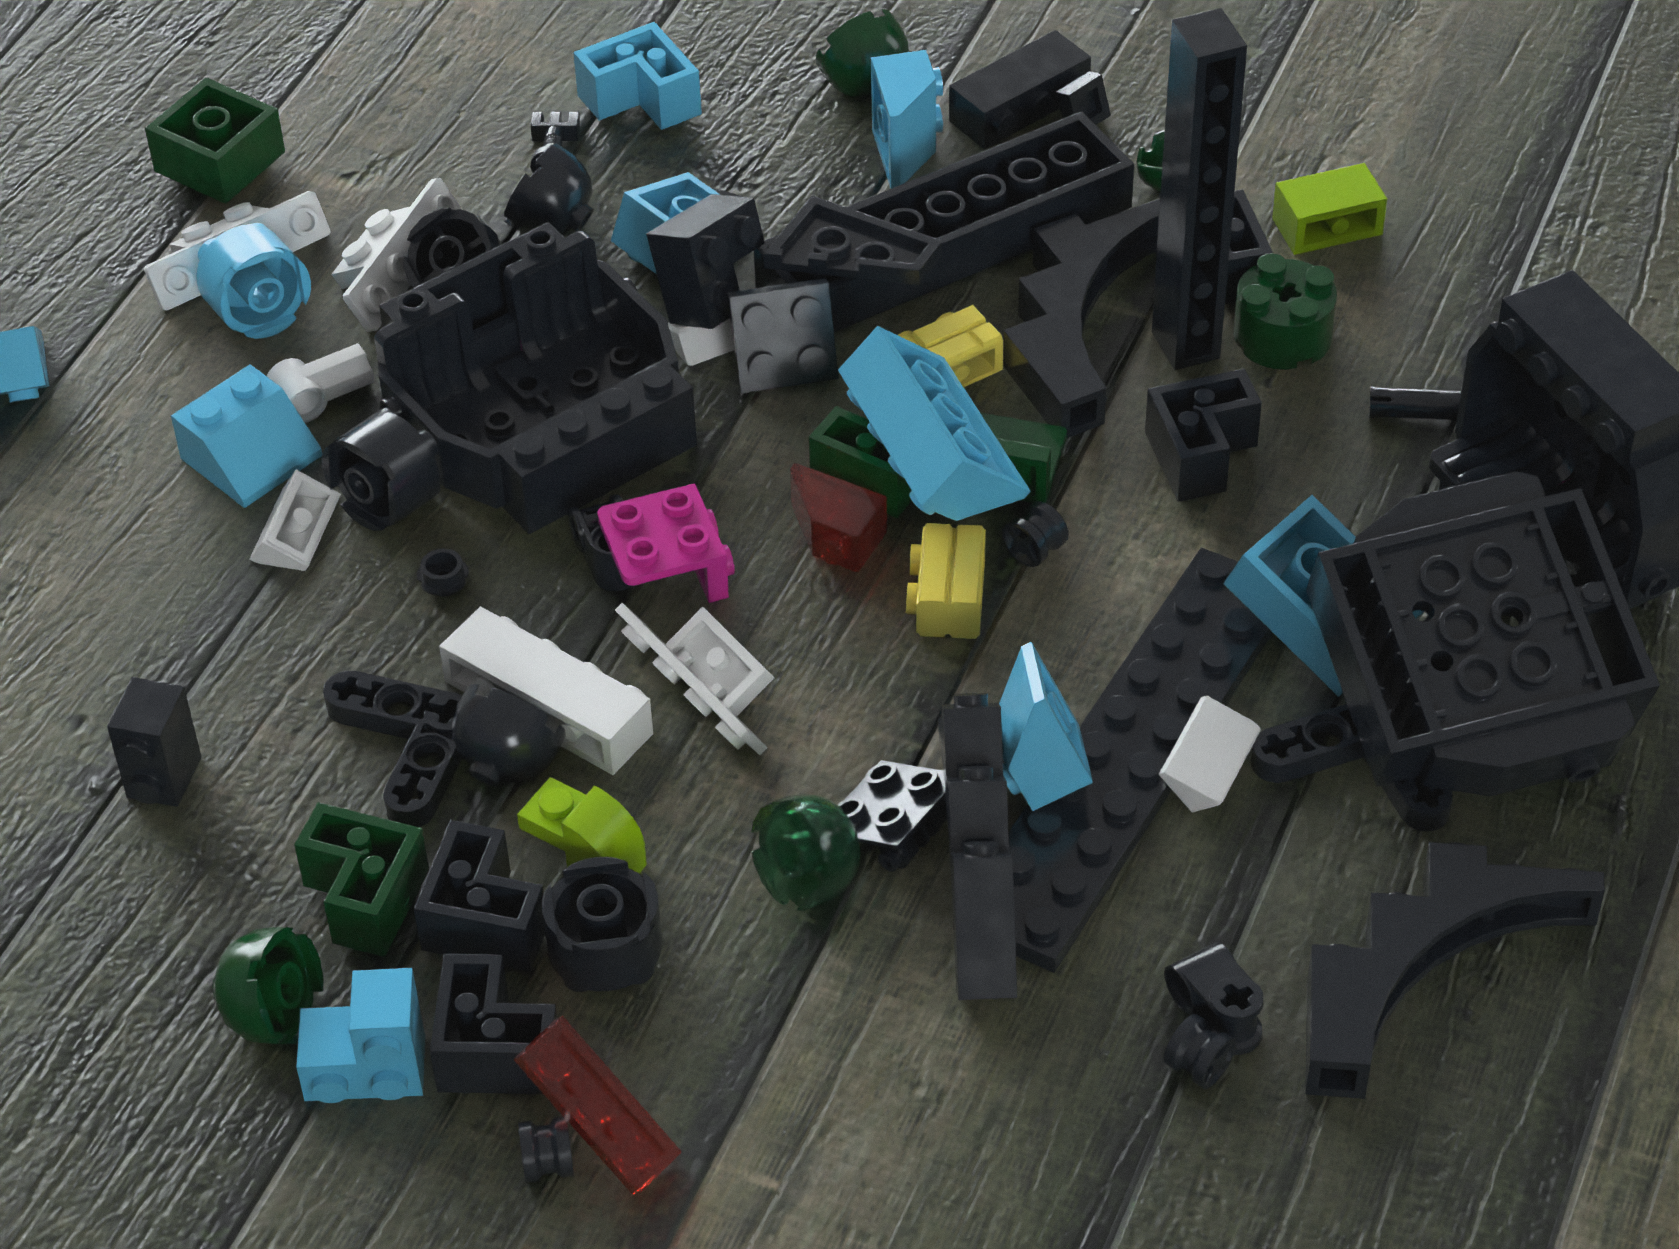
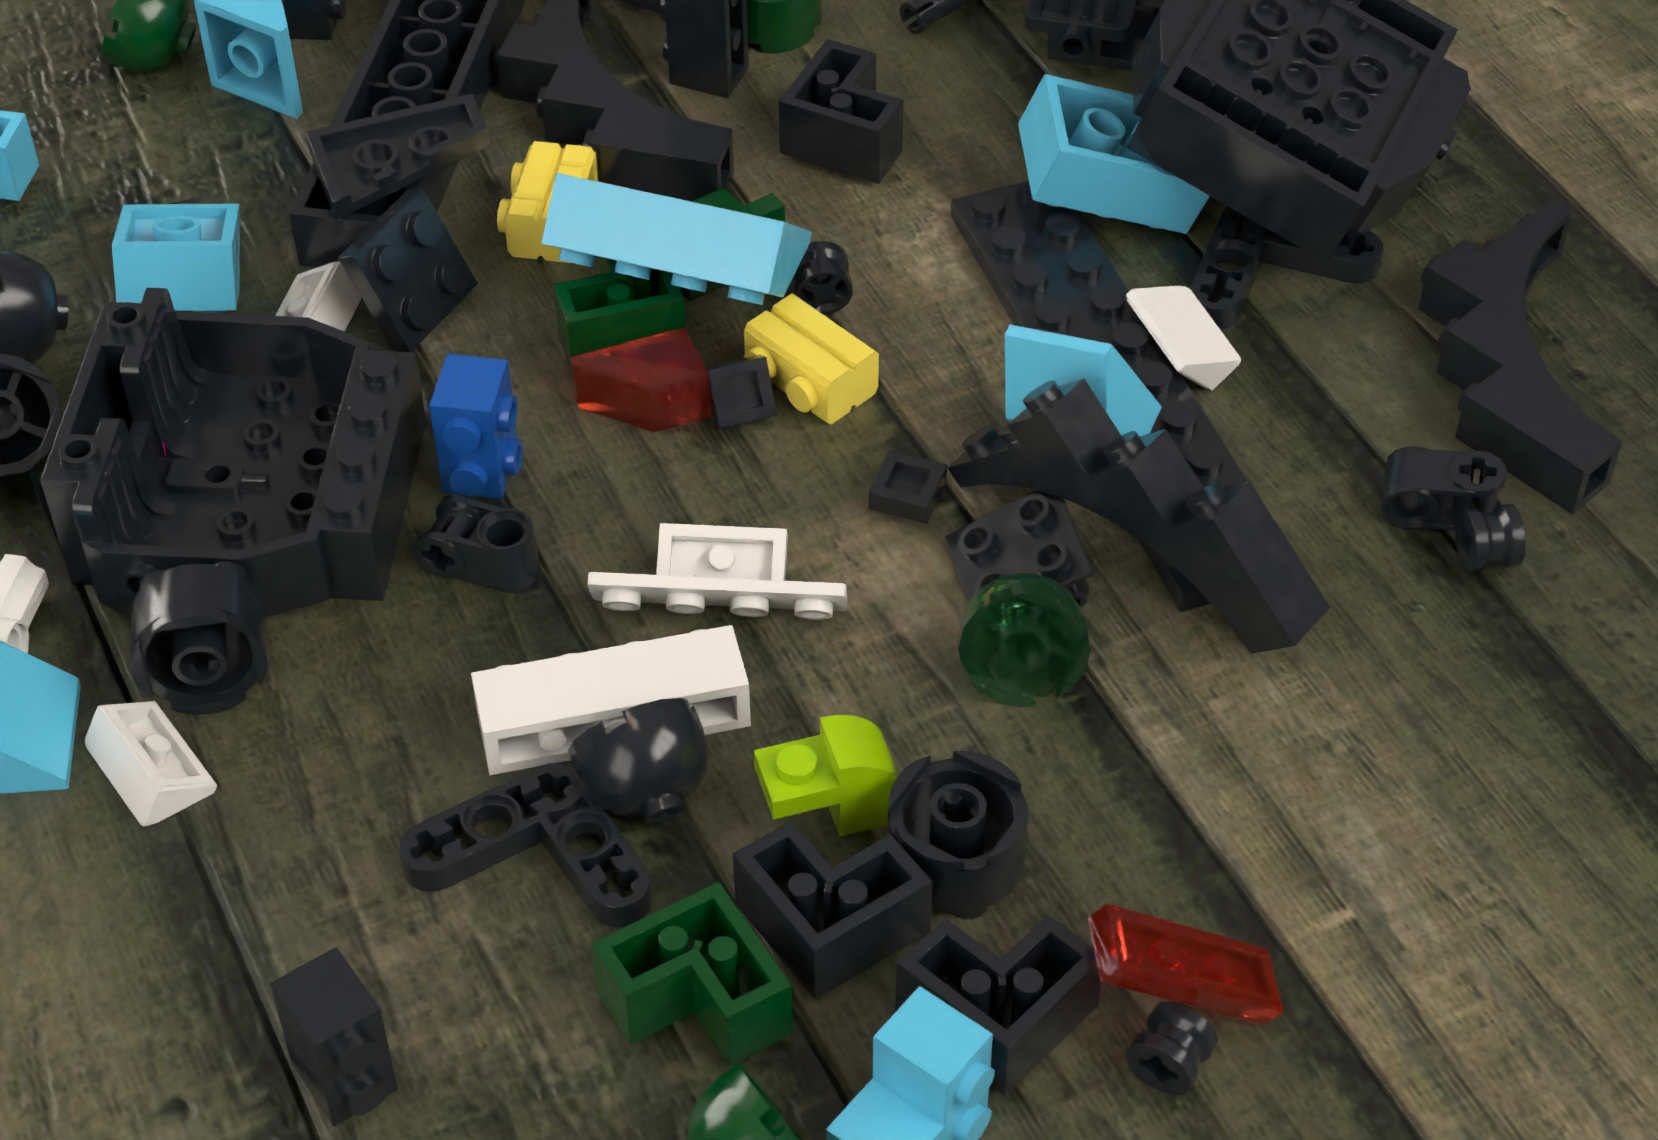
camera: 50 degrees left, 0 degrees up
(442, 572) = (364, 685): black plate -> none
(667, 537) = (553, 494): dark pink bracket -> none
(682, 450) = (475, 426): none -> blue brick
(697, 257) = (265, 246): black brick -> none
(878, 566) = (740, 391): none -> black plate
(892, 708) = (907, 486): none -> black plate

